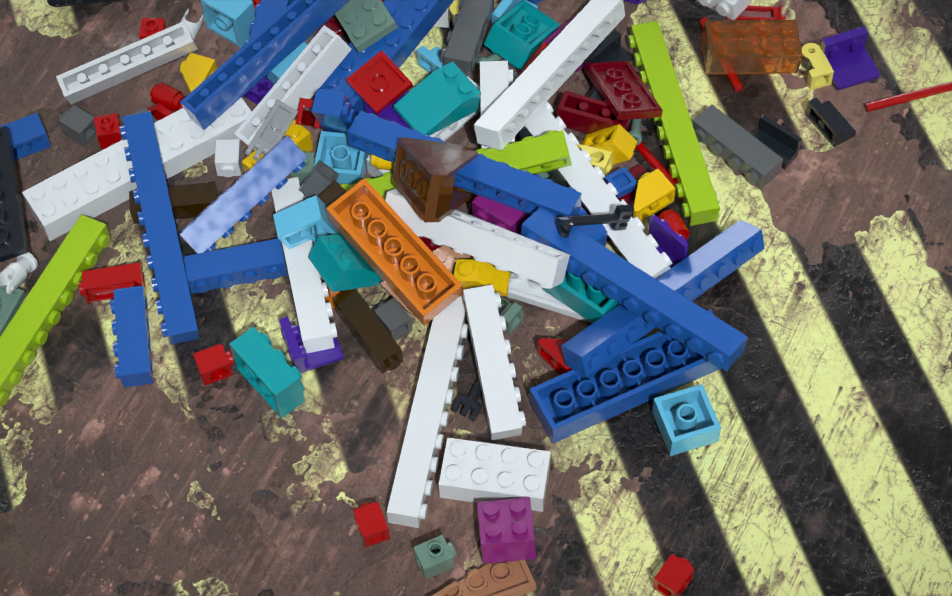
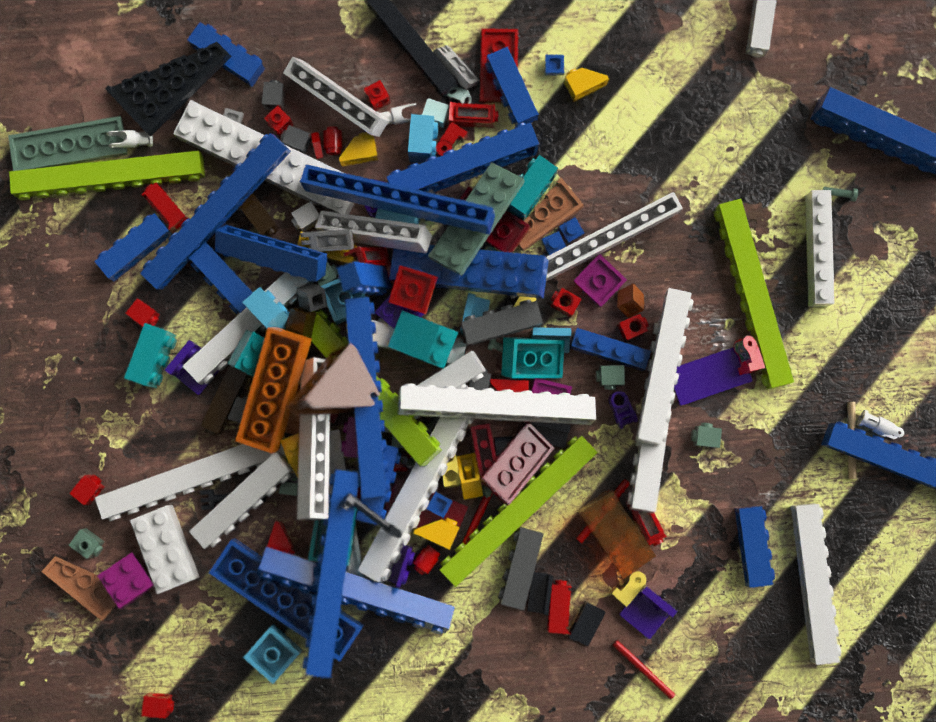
camera: 55 degrees right, 25 degrees up
(813, 139) = (559, 607): none -> red window

